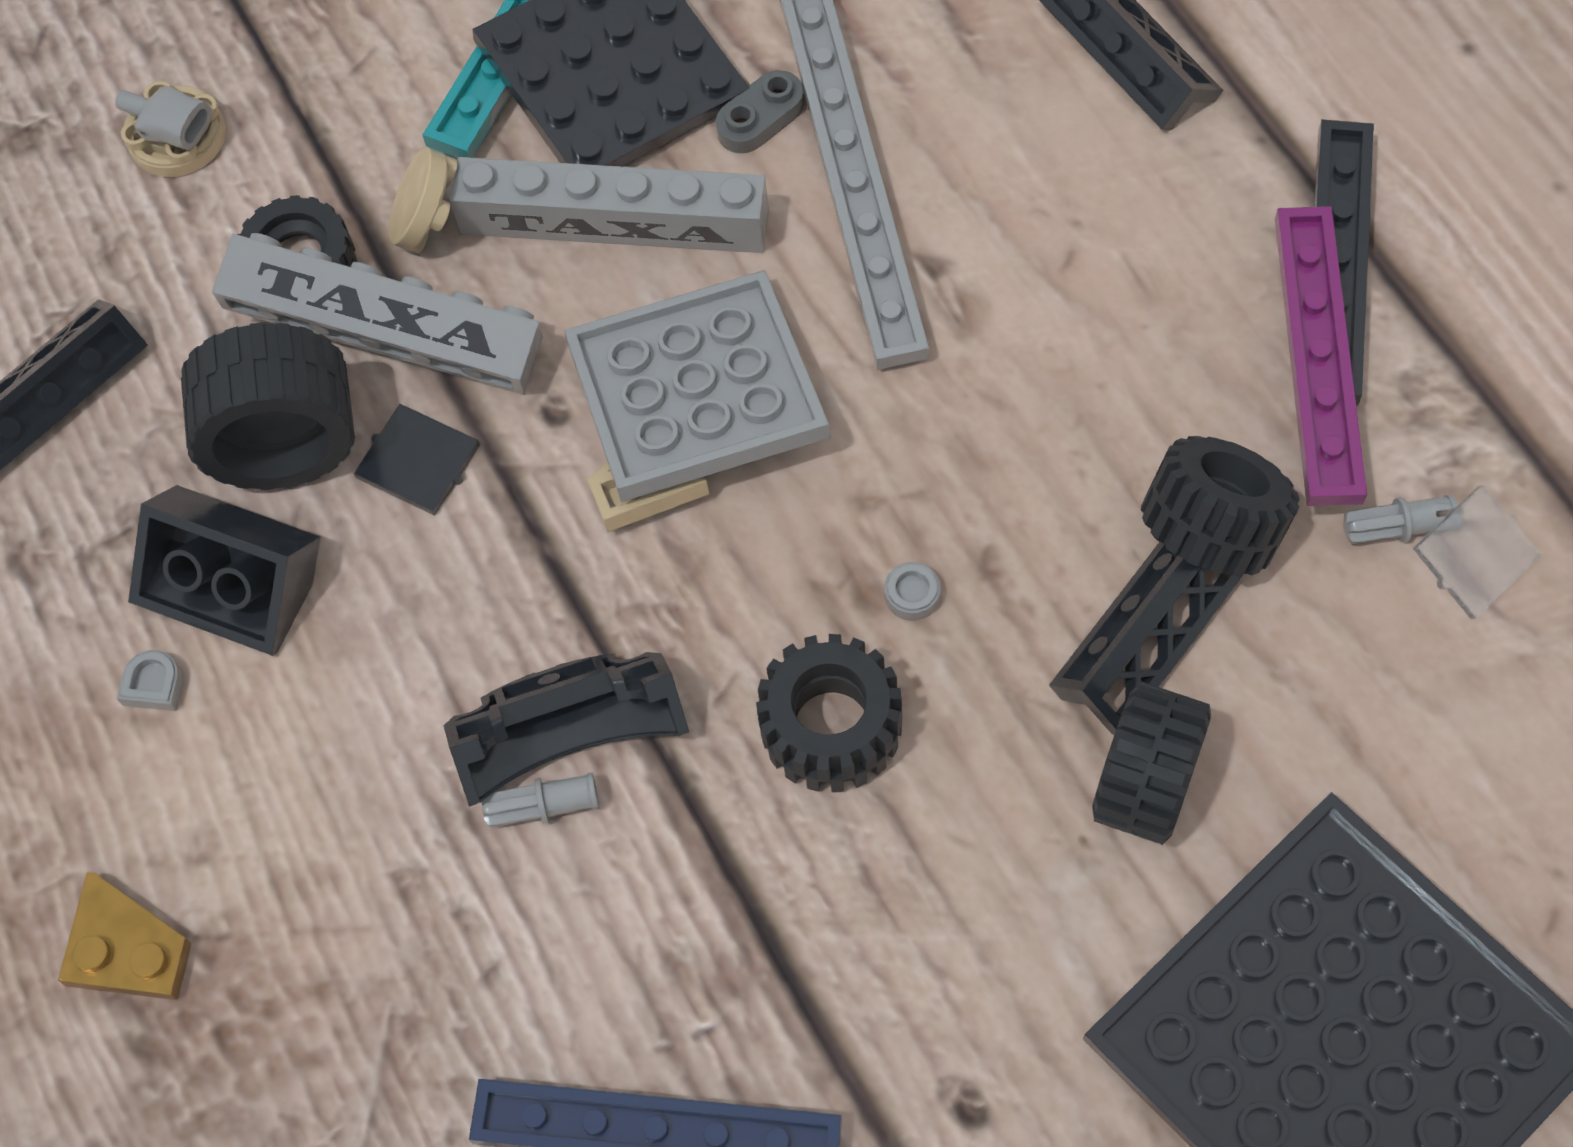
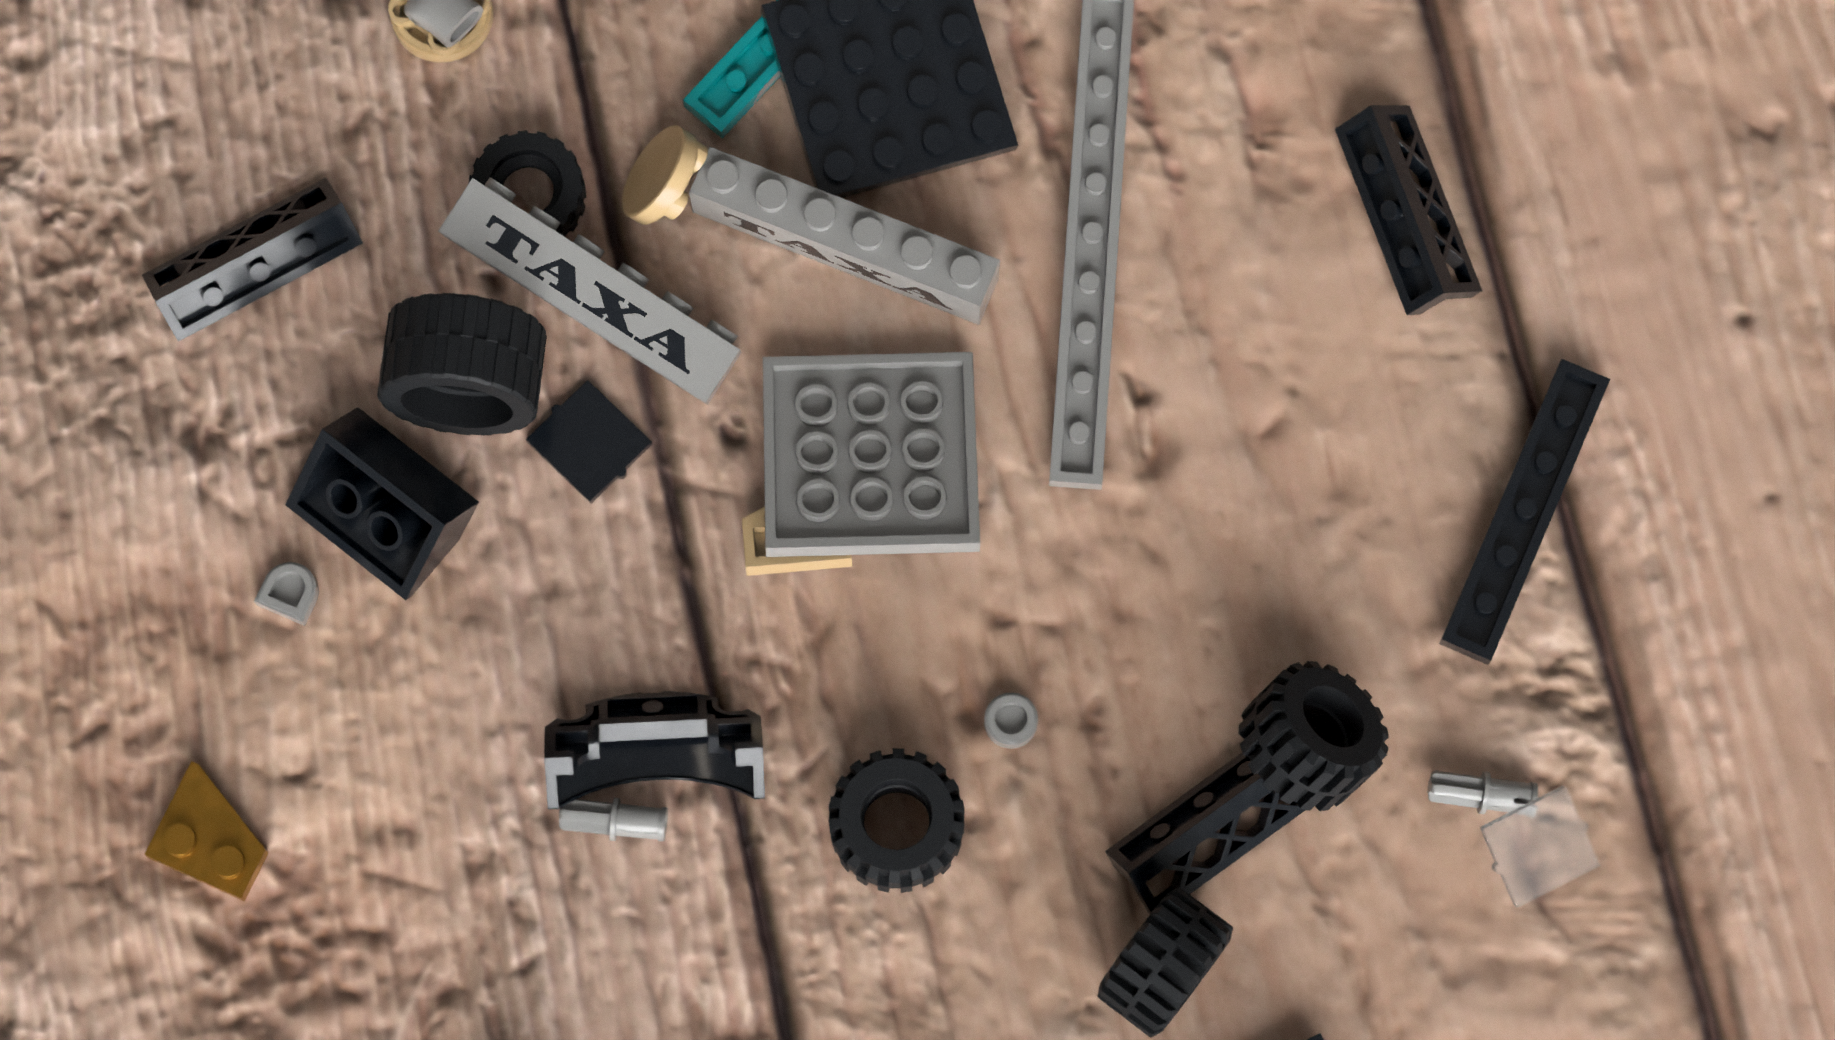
camera: 10 degrees right, 10 degrees up
(763, 109) = (1024, 172): dark grey plate -> none
(1320, 357) = (1463, 611): magenta plate -> none

